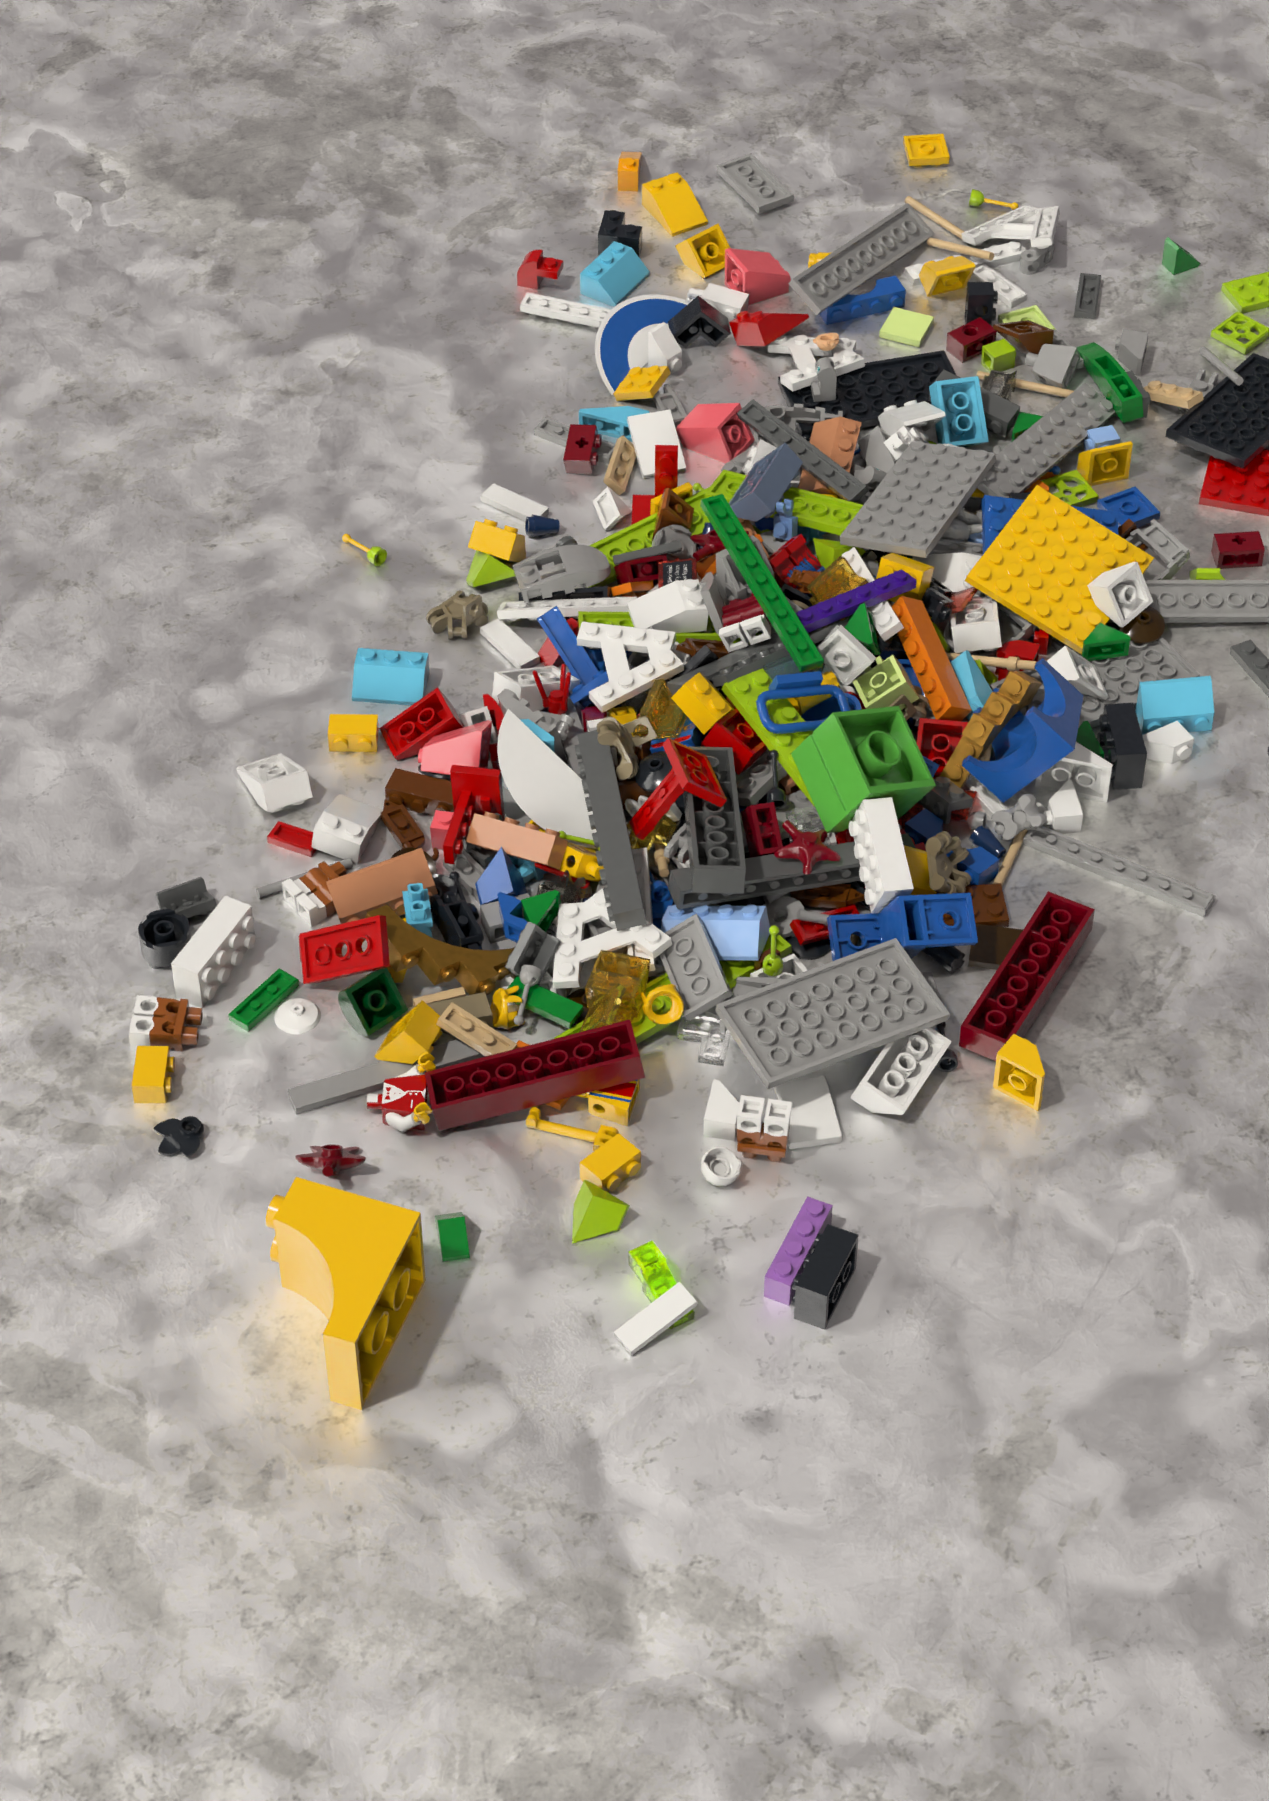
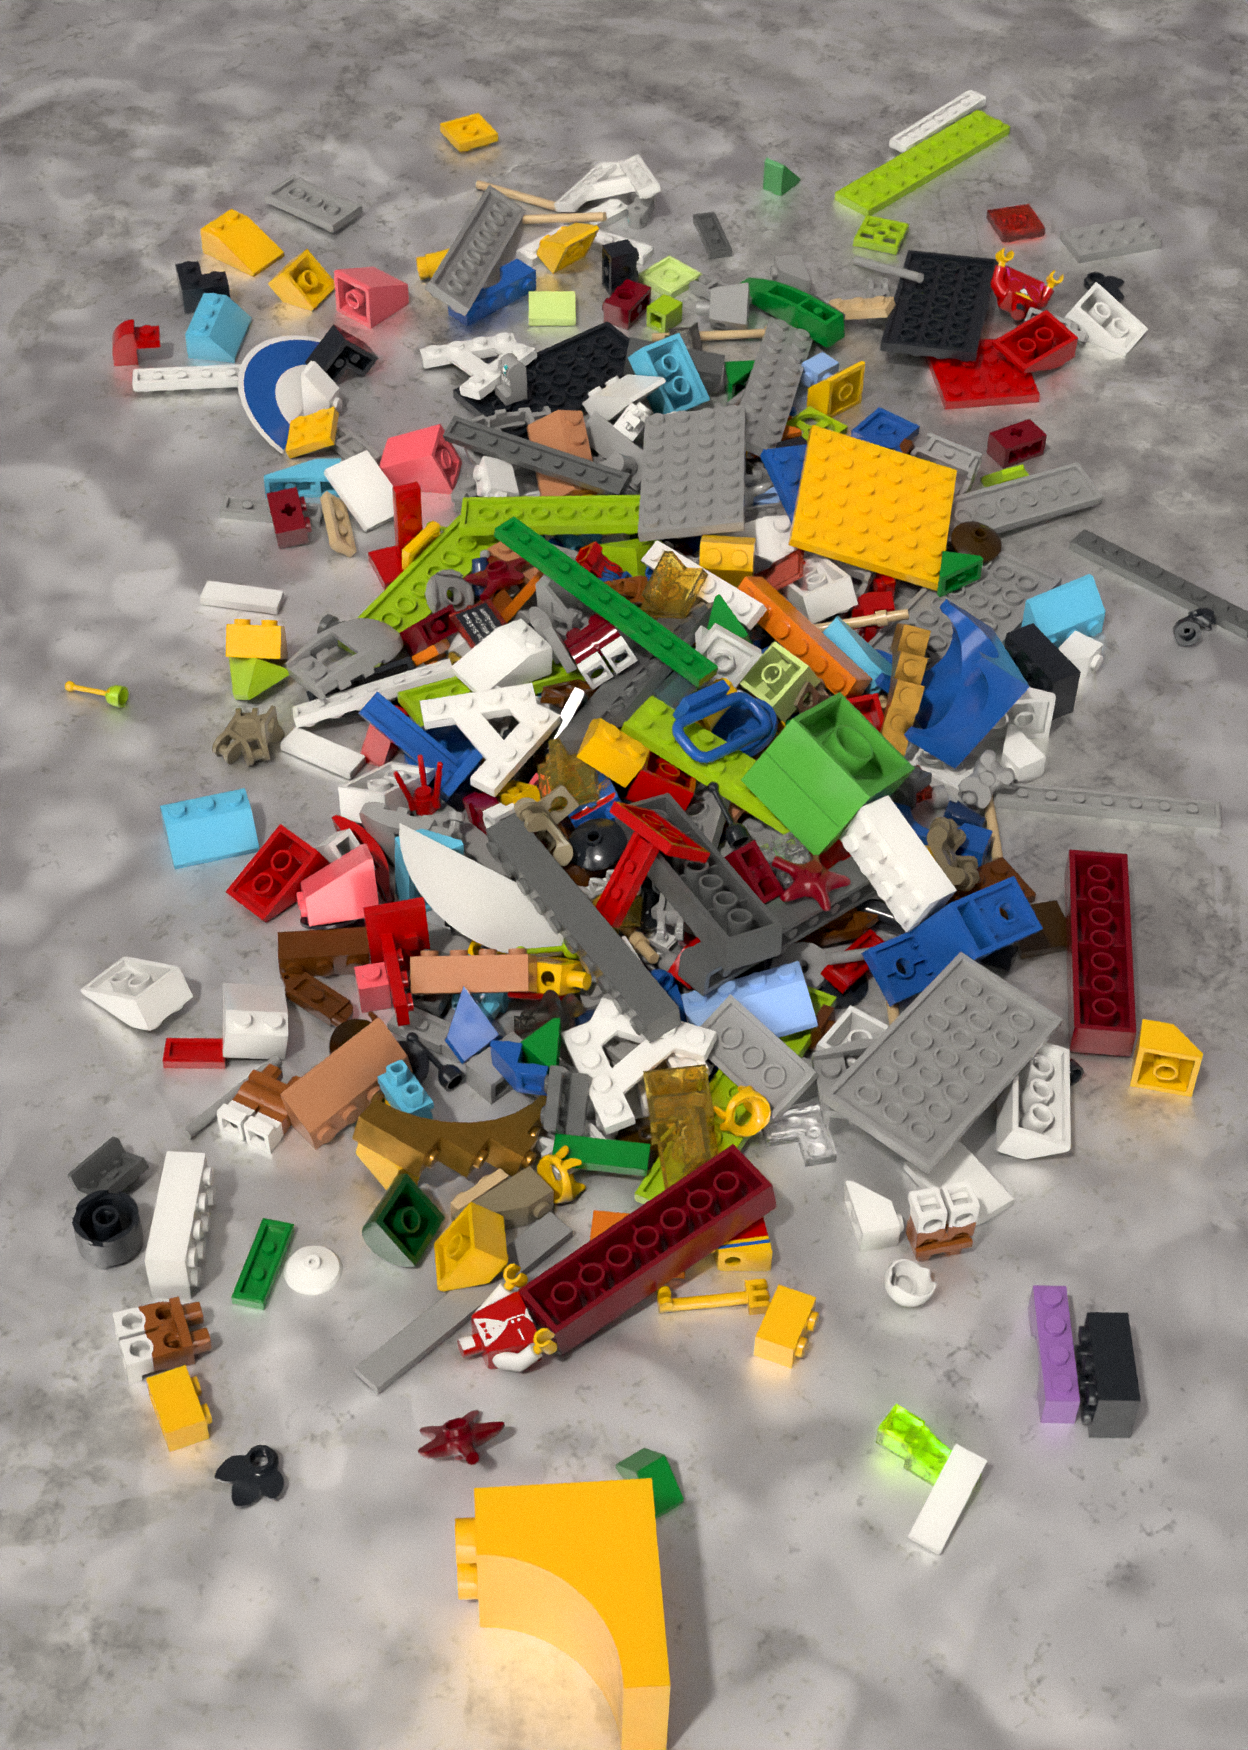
camera: 25 degrees left, 0 degrees up
(323, 956) = (315, 1178): red hinge -> none
(353, 733) = (201, 906): yellow brick -> none
(456, 922) = (453, 1092): black hinge -> none
(473, 1031) = (547, 1220): tan plate -> none
(529, 977) = (575, 1130): light grey hinge -> none
(541, 525) = (287, 611): dark blue cone -> none
(596, 1212) = (800, 1391): lime slope -> none
(610, 508) = (351, 573): white slope -> none
(629, 171) = (173, 221): light orange slope -> none
(668, 548) = (430, 608): dark grey tile -> none
(672, 511) = (430, 557): dark orange slope -> none
(723, 299) = (358, 324): white hinge -> none
(763, 328) = (410, 343): red slope -> none
(766, 484) = (525, 494): sand blue slope -> none
(776, 961) = (839, 1018): lime hinge -> none
(784, 523) = (562, 534): medium blue plate -> none
(827, 341) = (489, 340): light nougat animal -> none
(848, 602) = (702, 594): dark purple plate -> none
(937, 605) = (775, 576): black bracket -> none
(977, 199) = (548, 167): hinge -> none
(1025, 335) = (684, 286): reddish brown slope -> none
(1078, 672) = (929, 611): white slope -> none
(1121, 593) = (951, 514): white slope -> none

